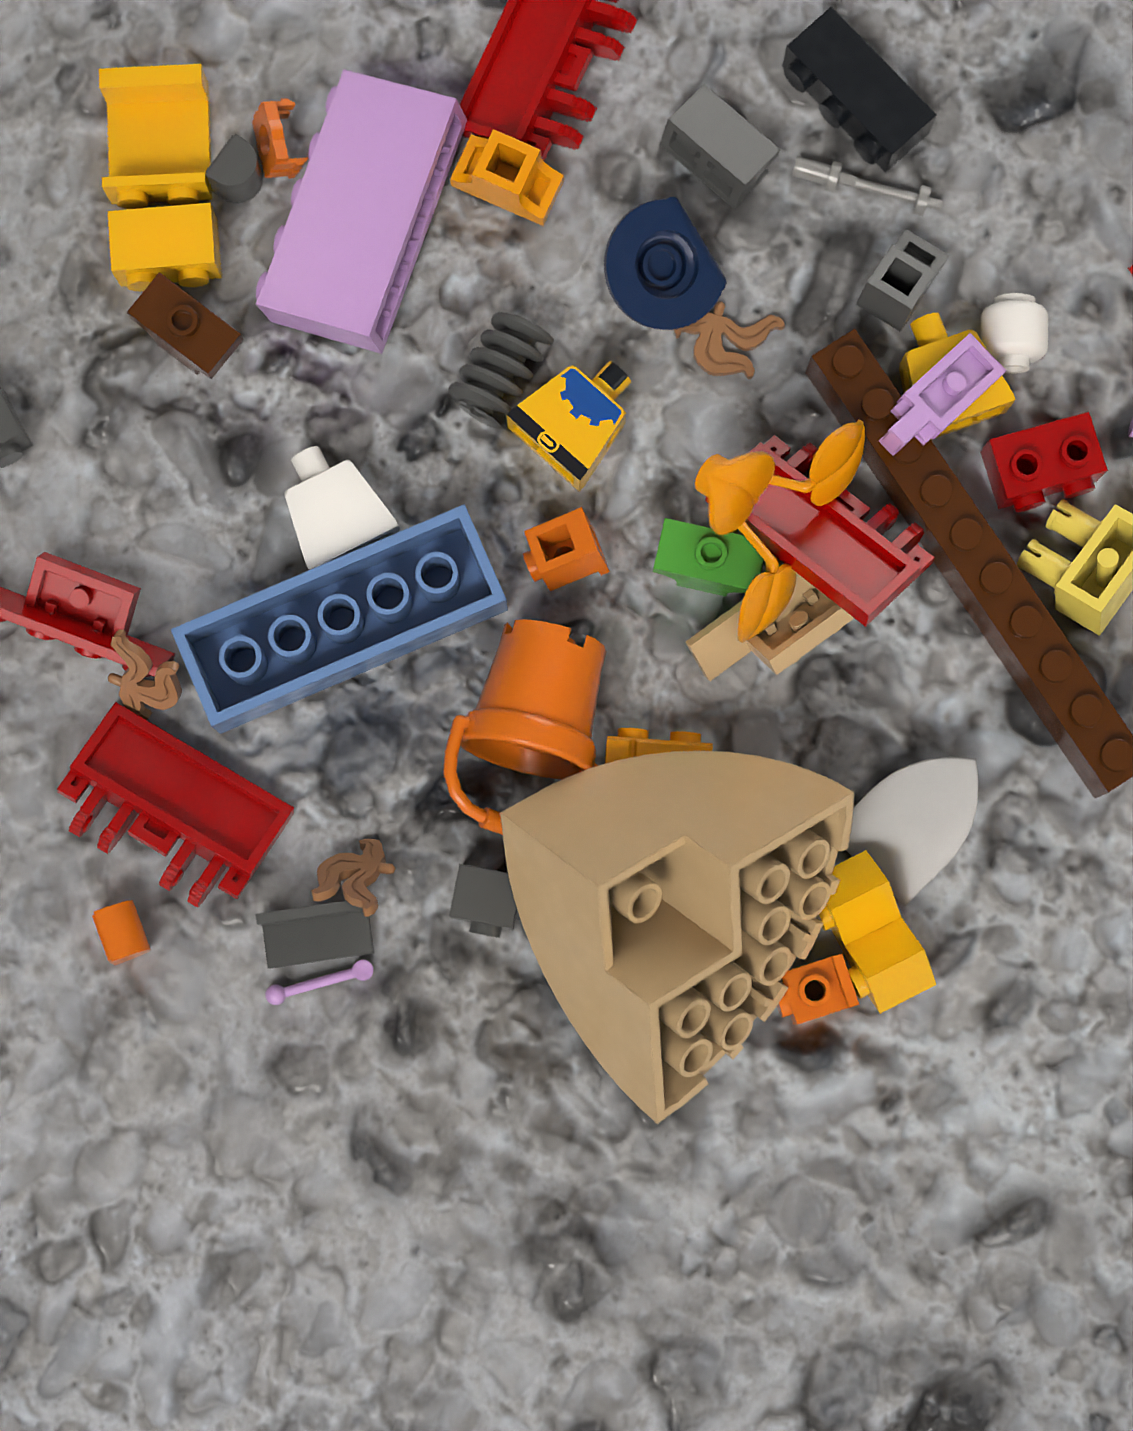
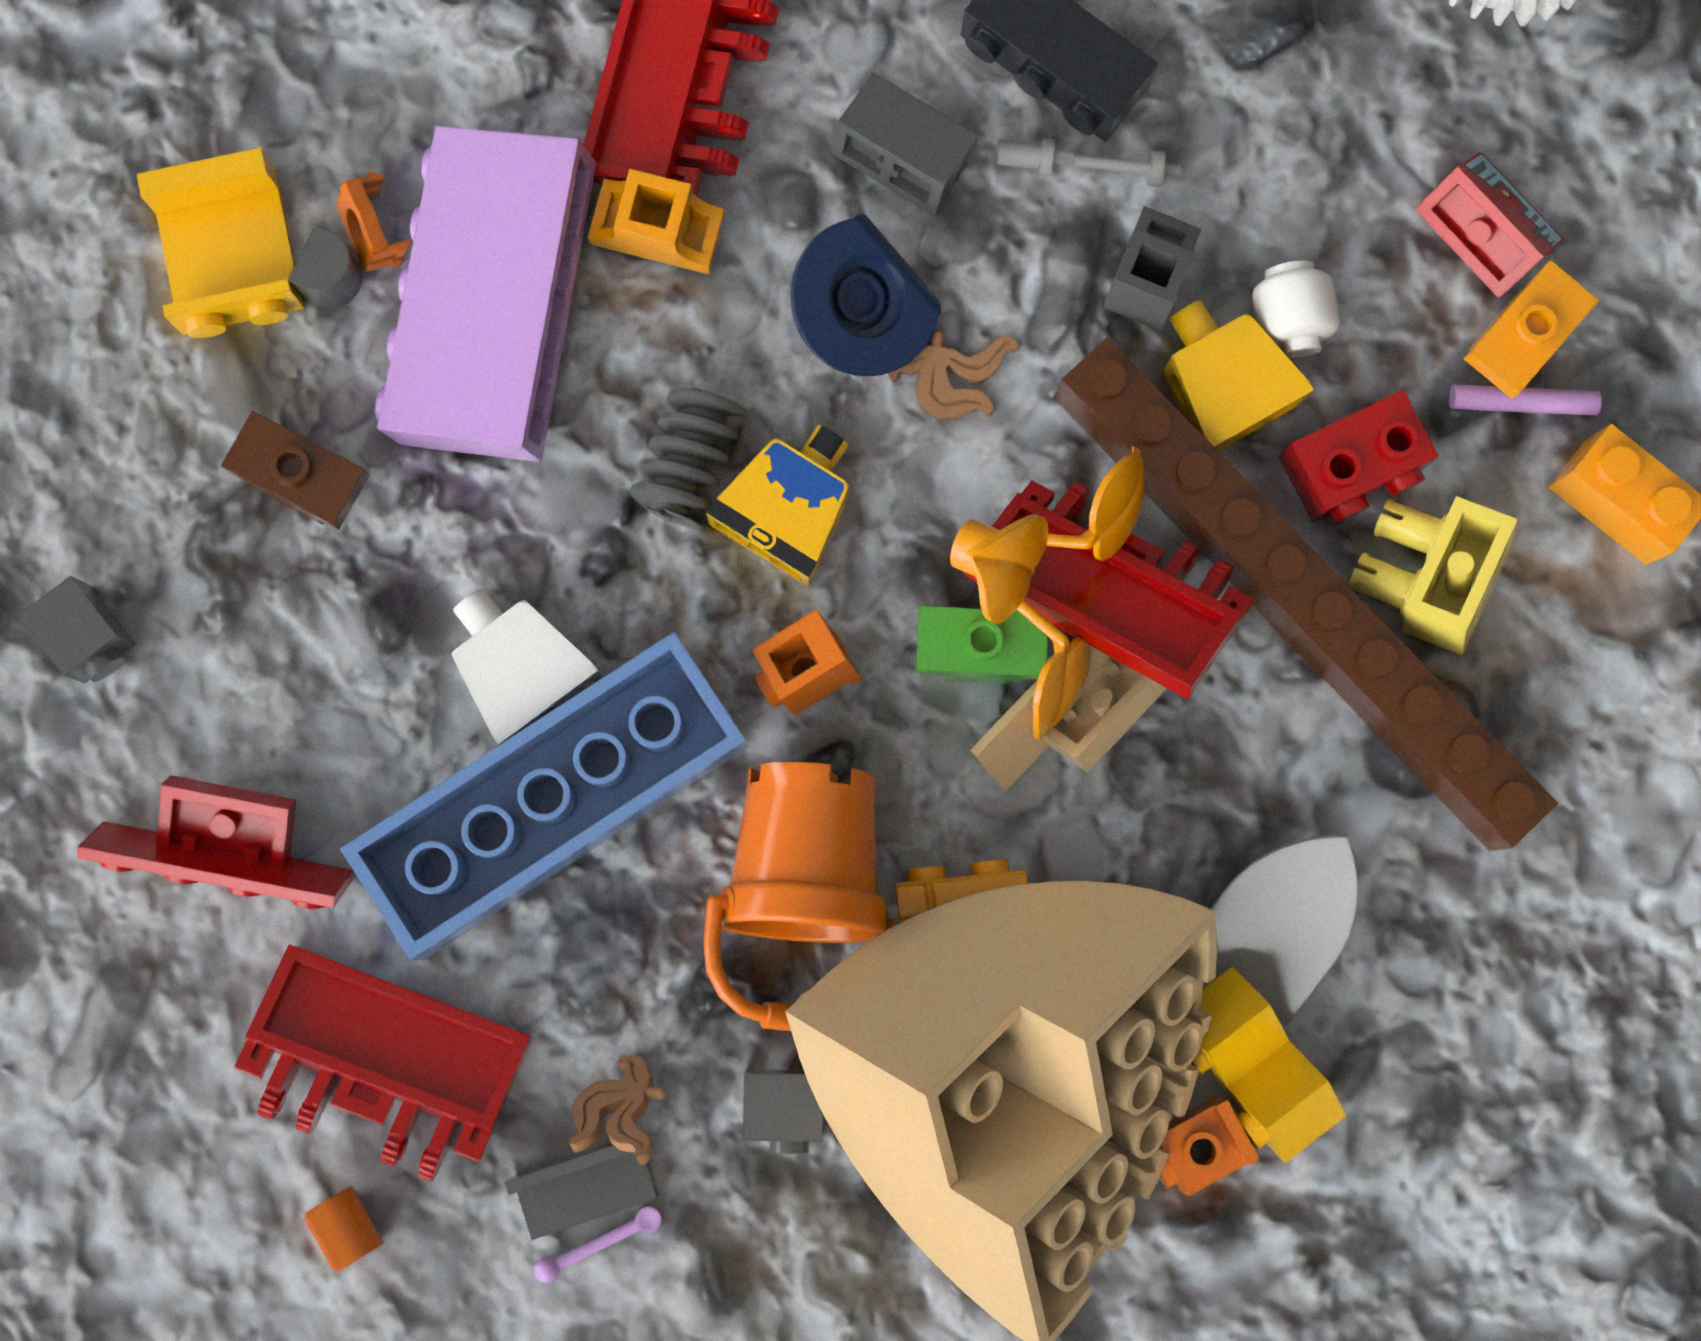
camera: 15 degrees left, 0 degrees up
(136, 691) = (309, 928): medium nougat piece -> none
(167, 240) = (257, 368): yellow brick -> none
(942, 394) = (1229, 400): lavender hinge -> none

